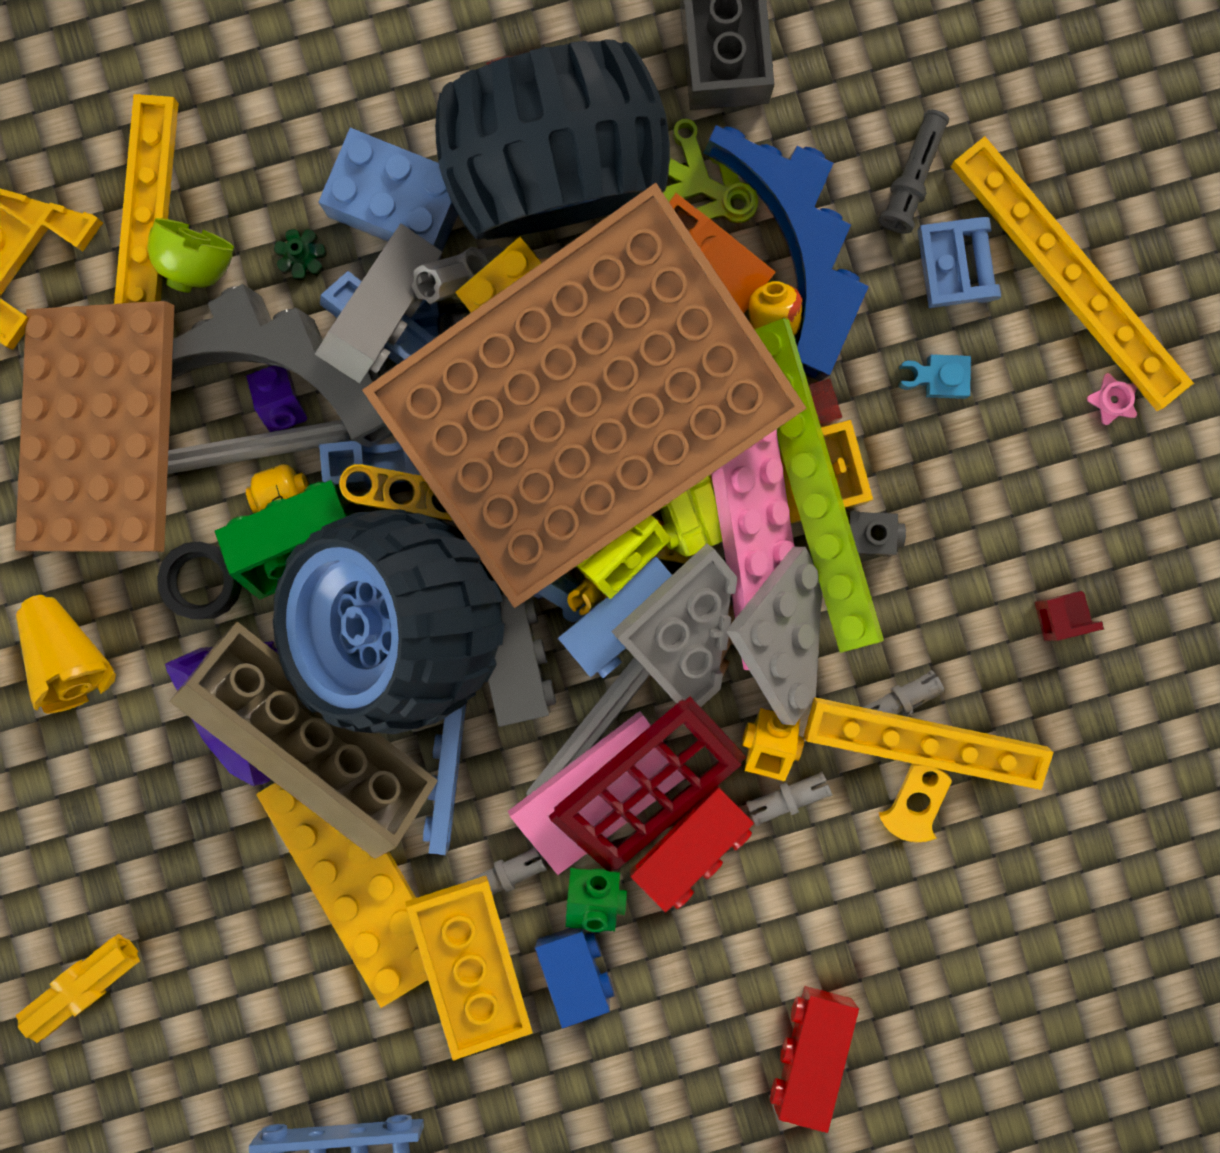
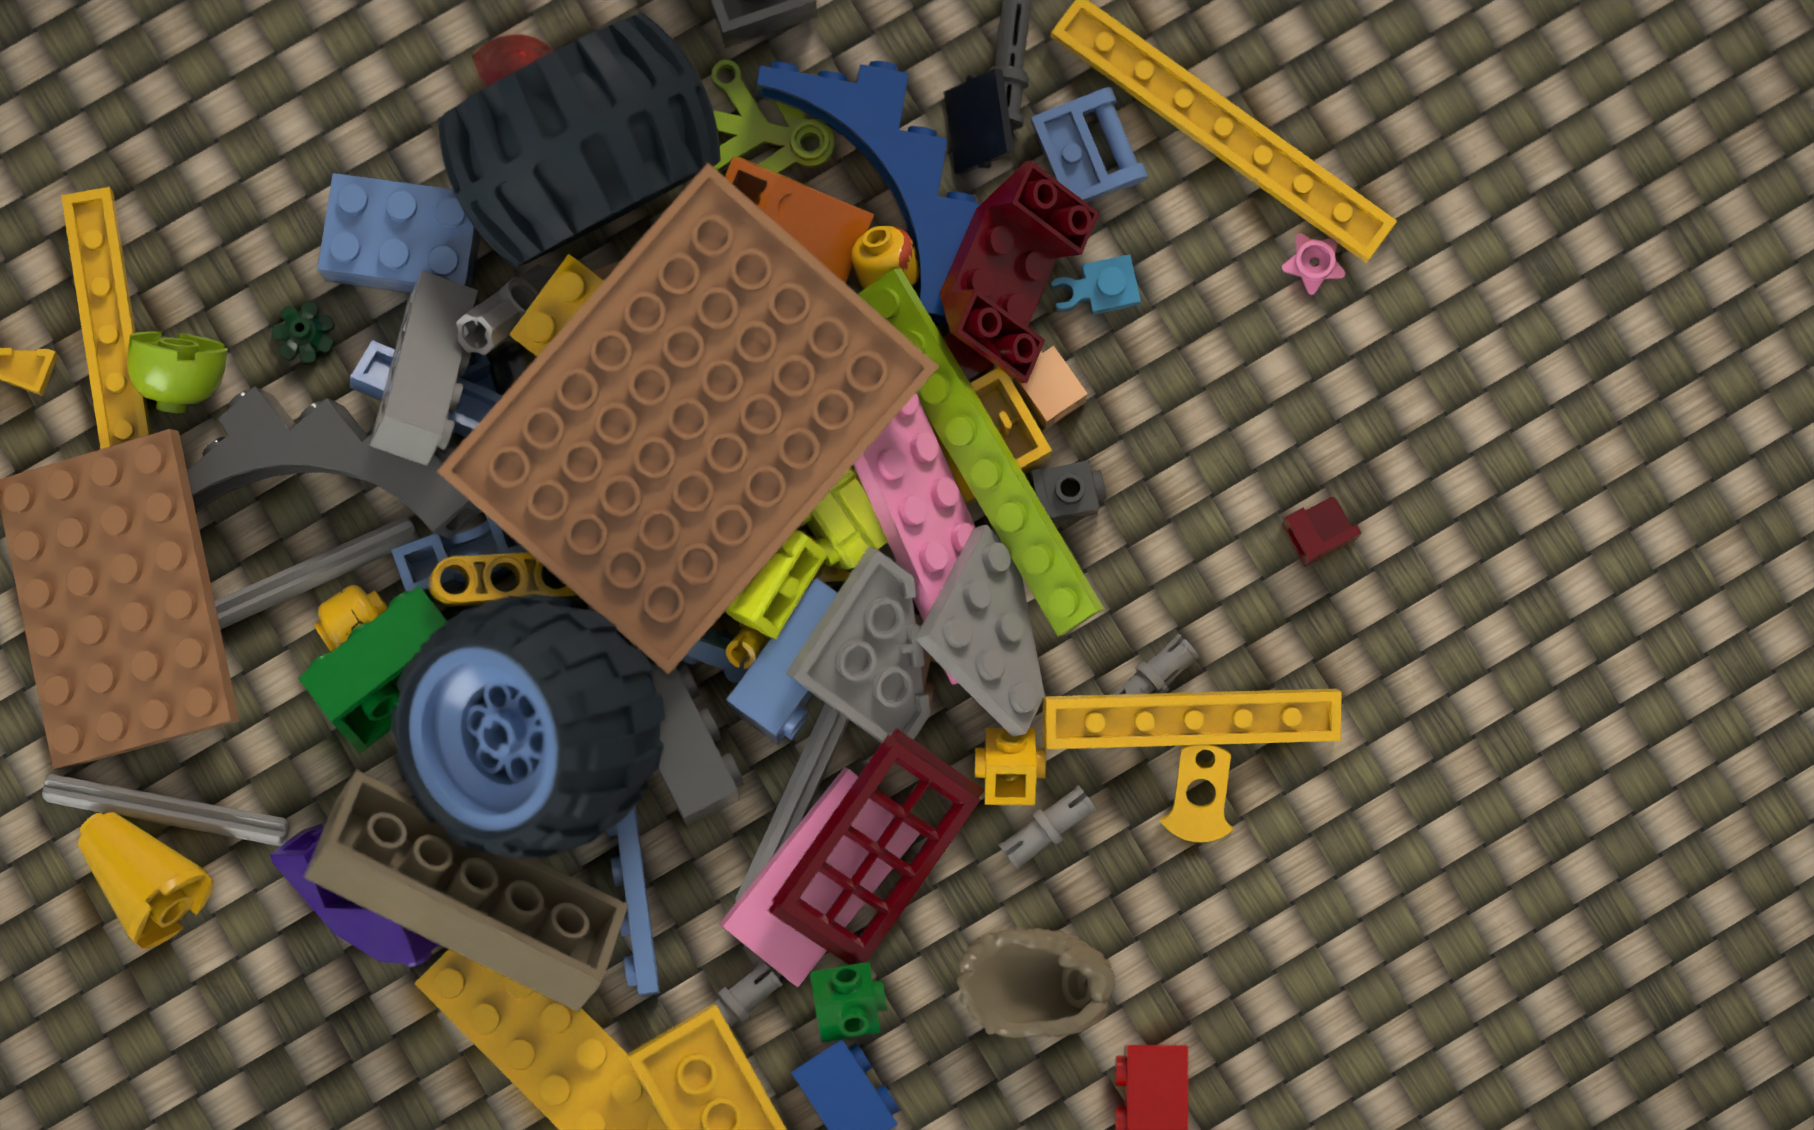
camera: 15 degrees left, 5 degrees down
(95, 605) = (165, 810): none -> light grey axle
(168, 585) = (246, 743): black tyre -> none
(275, 398) = (319, 510): dark purple bracket -> none
(691, 850) = (948, 913): red brick -> none
(750, 928) = (1034, 983): none -> dark tan hair
(873, 336) = (1008, 263): none -> dark red slope
(879, 218) = (978, 121): none -> black piece
(881, 444) = (1051, 389): none -> light nougat brick

